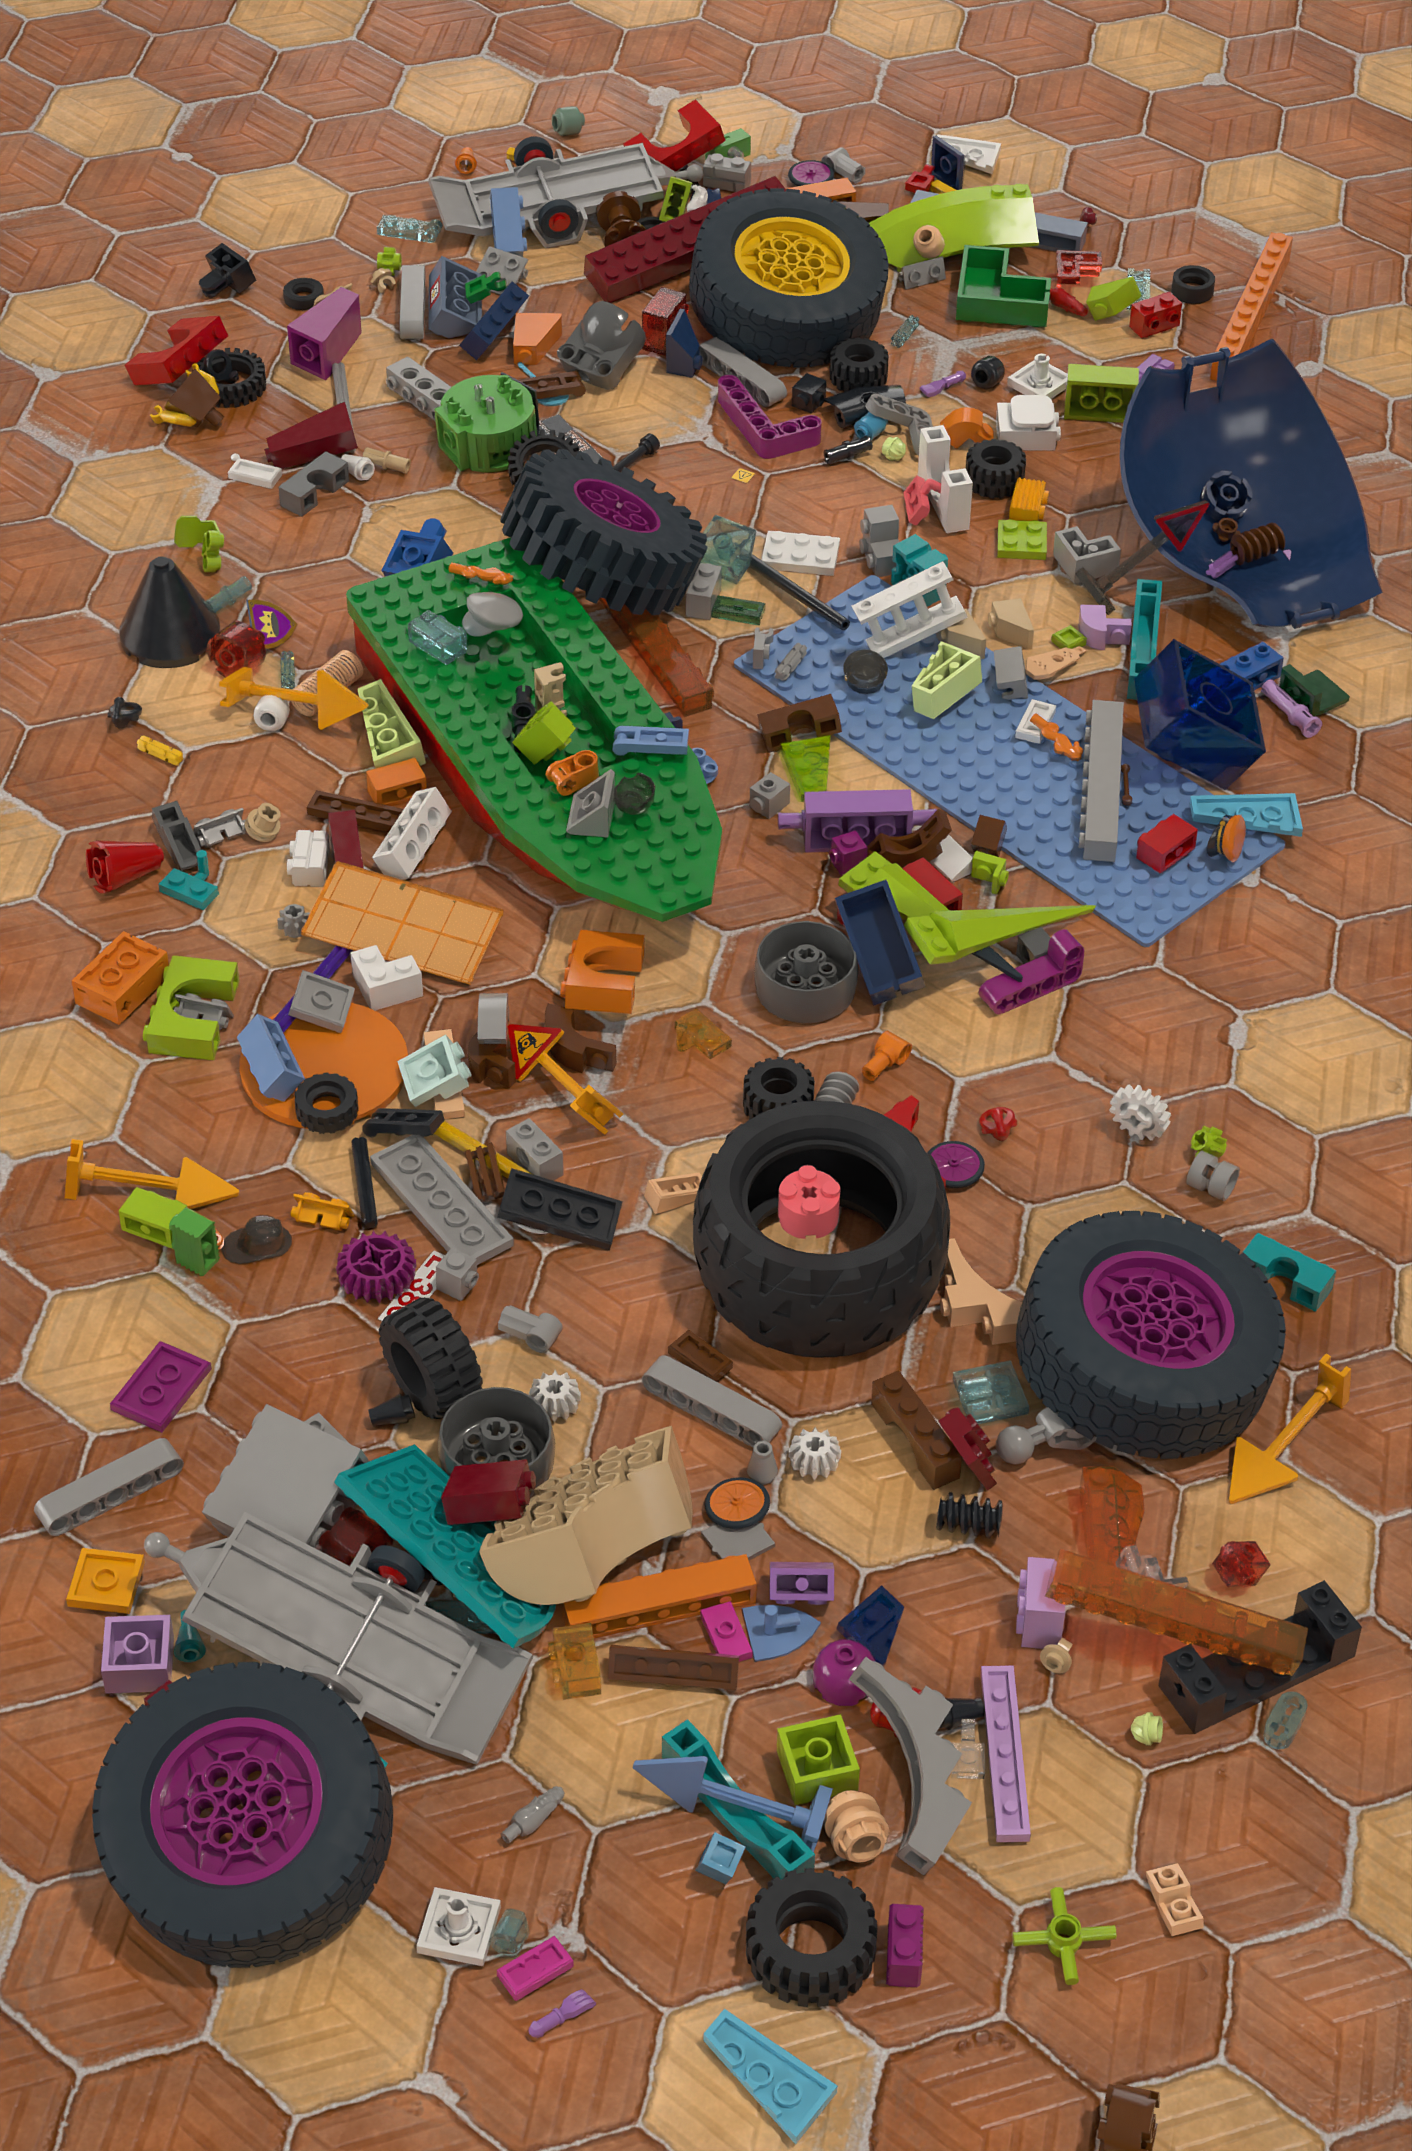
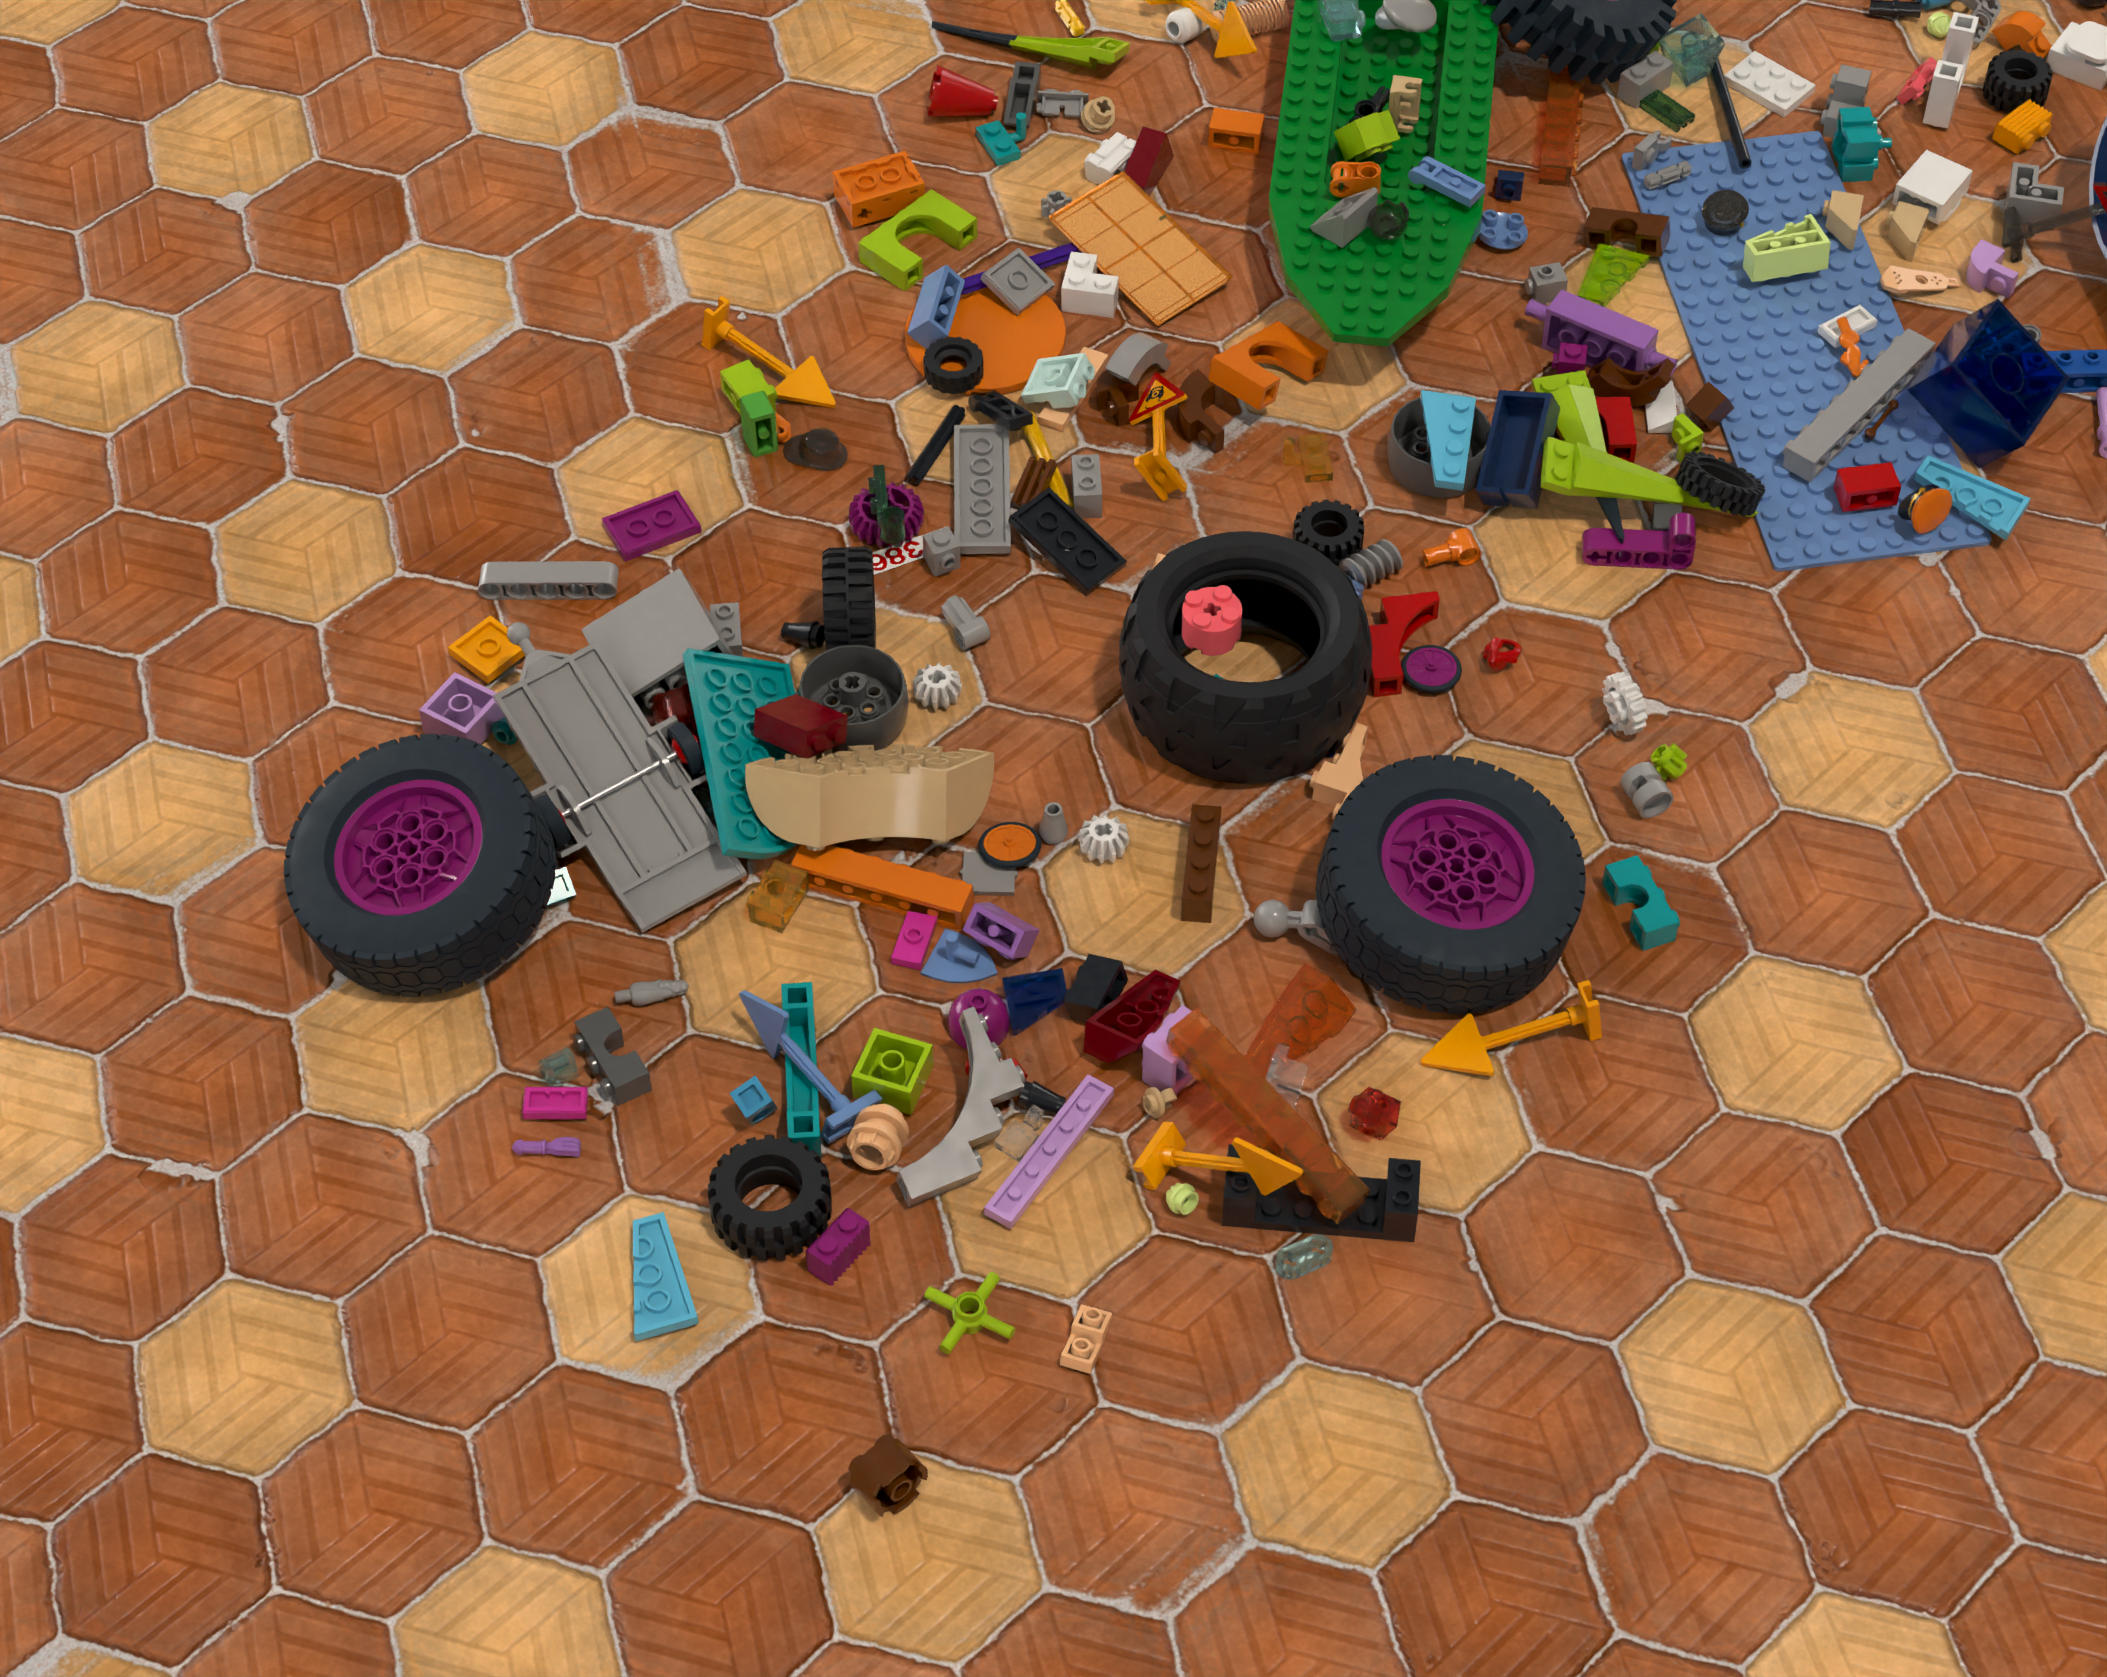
camera: 35 degrees right, 5 degrees up
(190, 776) = (1079, 51): none -> lime plate
(193, 1006) = (931, 252): light grey hinge -> none
(333, 1211) = (890, 456): light orange hinge -> none
(367, 813) = (1188, 142): reddish brown plate -> none
(387, 728) = (1262, 79): yellowish green wedge -> none
(397, 1268) = (889, 519): none -> clear green plate
(412, 834) = (1175, 187): white brick -> none
(462, 1917) = (521, 1036): white plate -> none
(573, 1908) = (621, 1076): none -> dark grey arch
(673, 1667) = (848, 941): reddish brown plate -> none
(700, 1356) = (1080, 716): reddish brown plate -> none
(711, 1401) = (1057, 756): light grey beam -> none
(822, 956) = (1448, 436): none -> medium azure wing
(917, 627) = (1799, 193): white fence -> none
(926, 1589) = (1095, 986): none -> black brick
(969, 1515) = (1182, 953): black piece -> none
(971, 1444) = (1227, 898): dark red plate -> none
(981, 1597) = (1130, 1017): none -> dark red wedge
(991, 1392) = (1289, 867): clear light blue plate -> none
(1005, 577) = (1934, 185): none -> white brick
(1011, 672) = (1860, 272): light grey hinge -> none
(1022, 539) = (1990, 158): lime plate -> none
(1057, 894) = (1720, 483): none -> black tyre
(1068, 638) = (1952, 267): lime tile -> none
(1144, 629) = (2043, 275): teal arch -> none
(1222, 1657) = (1166, 1151): none -> light orange piece

